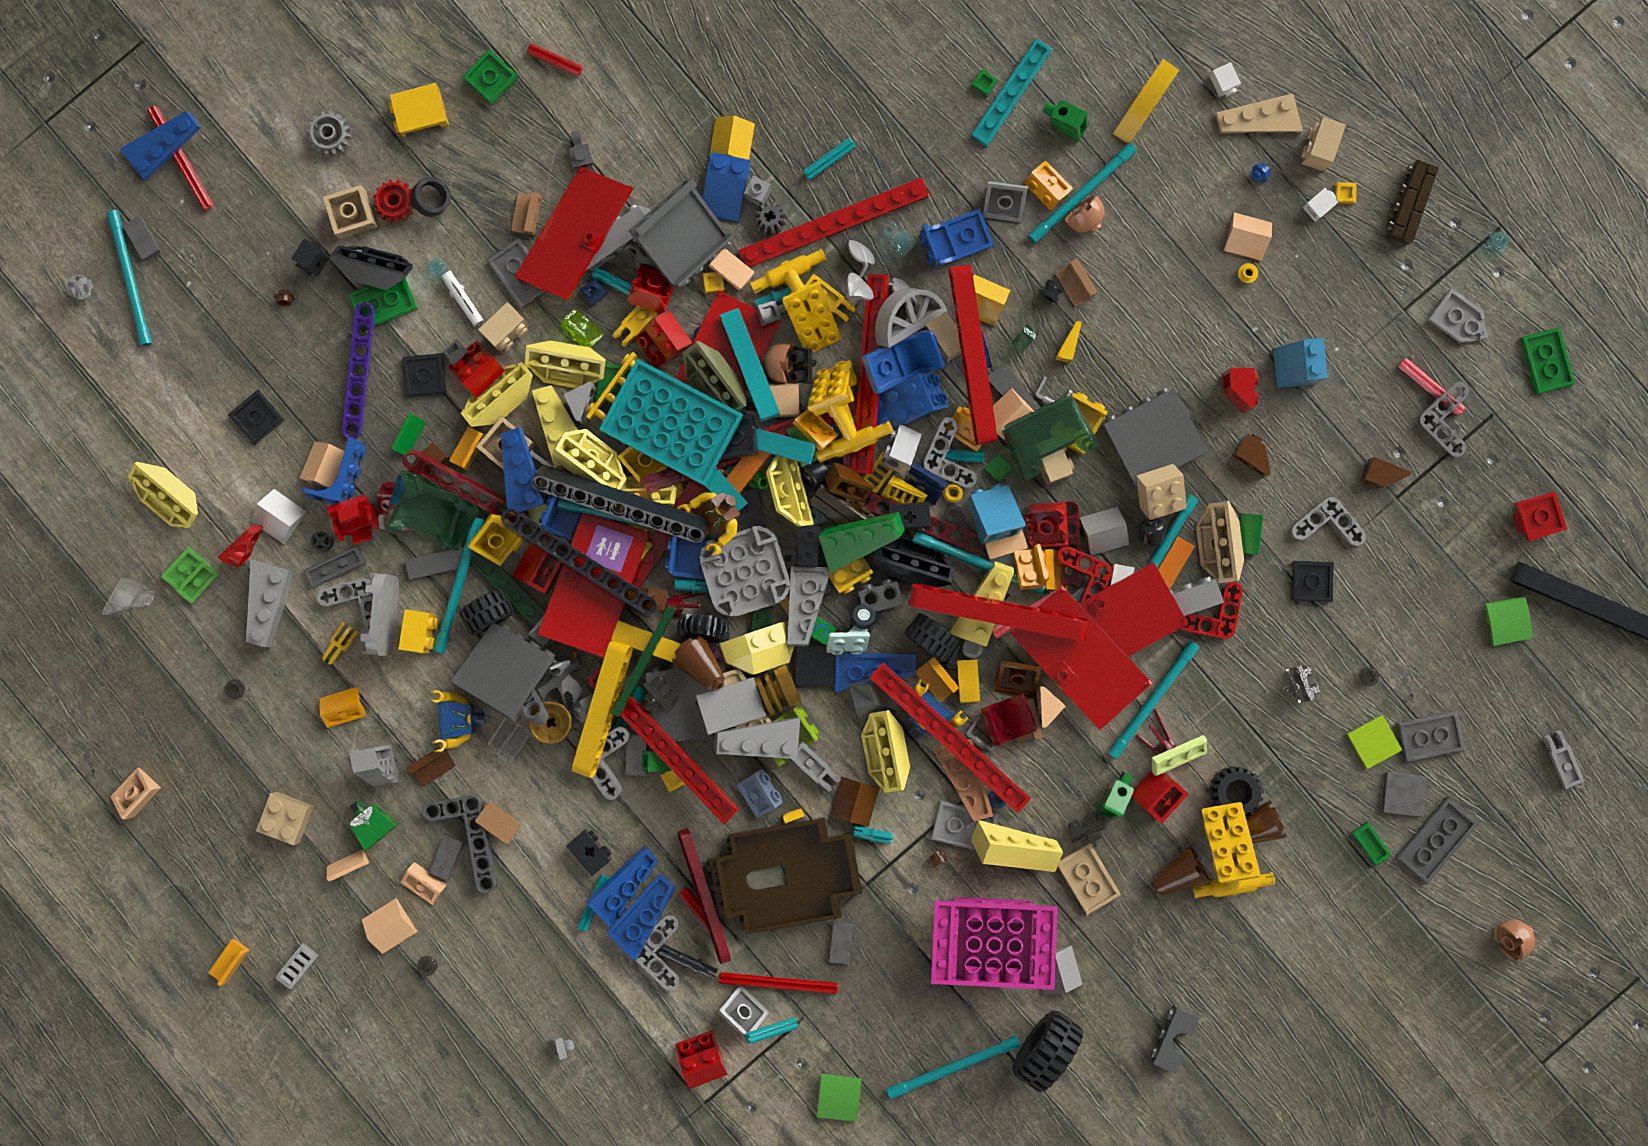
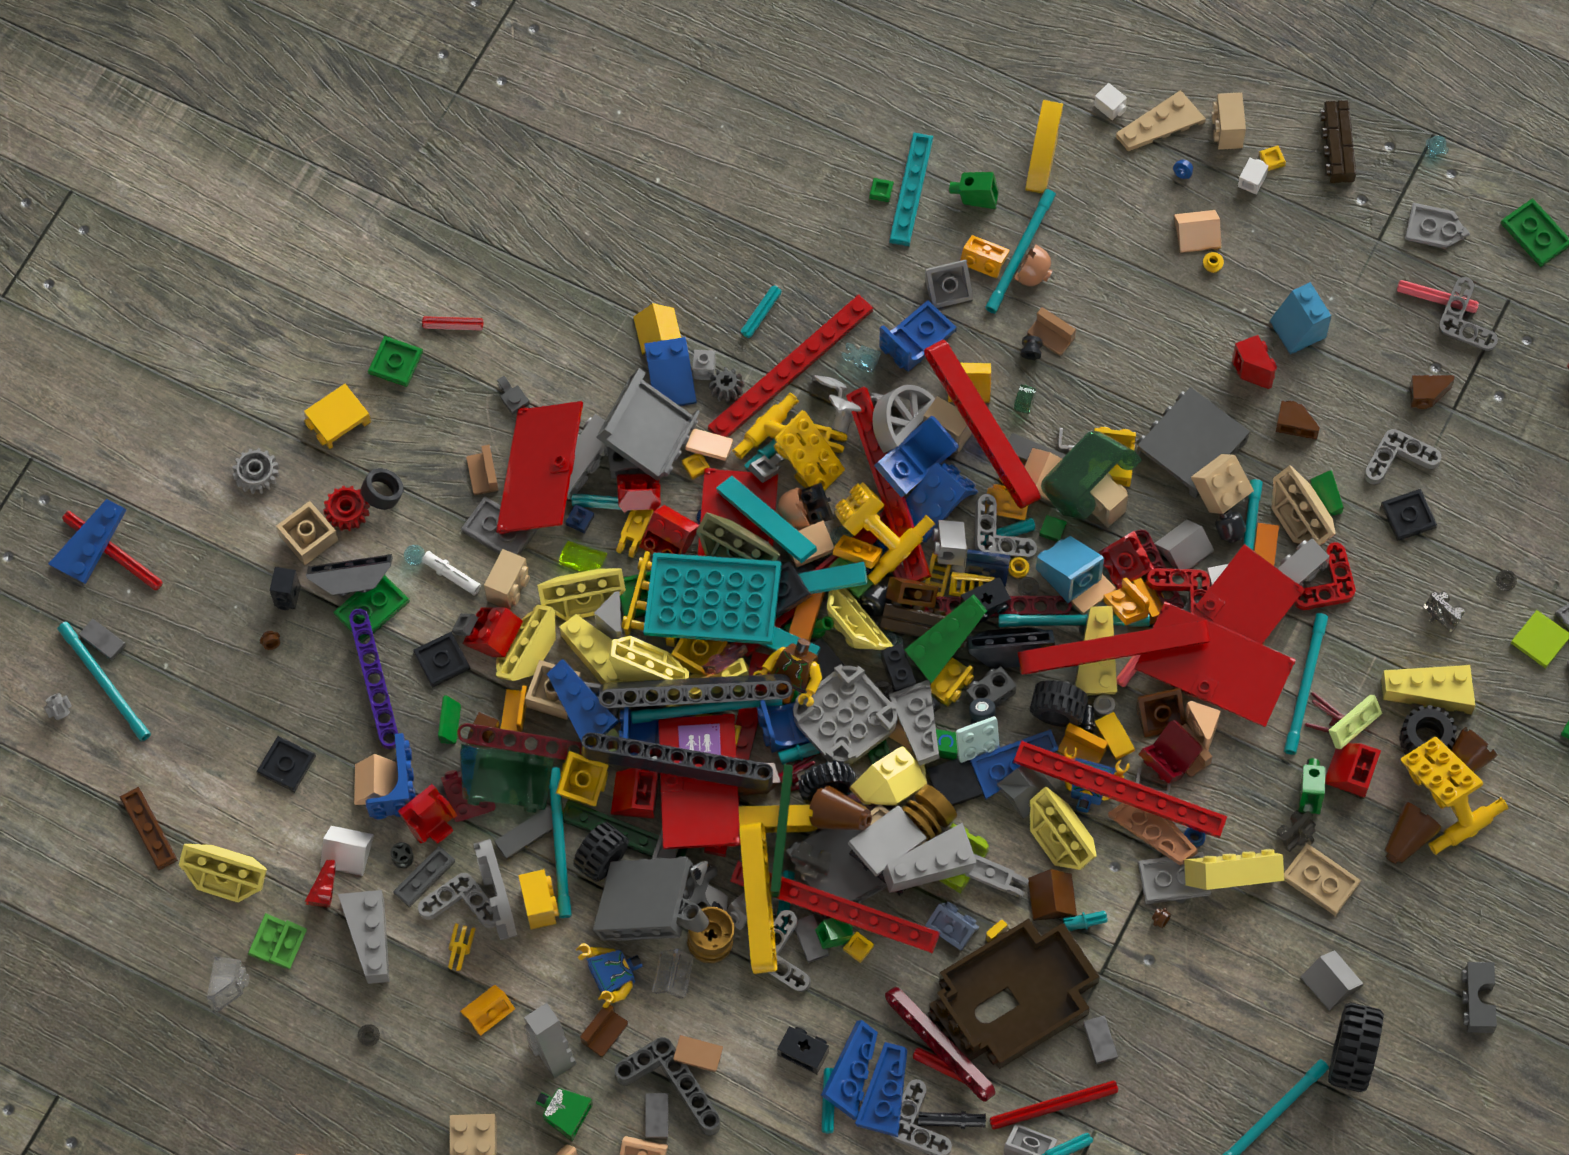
camera: 20 degrees left, 20 degrees down
(119, 428) = (148, 828): none -> reddish brown tile
(994, 943) = (1254, 964): dark pink wedge -> none
(1068, 348) = (1071, 393): yellow slope -> none
(1265, 752) = (1434, 686): none -> light yellow wedge

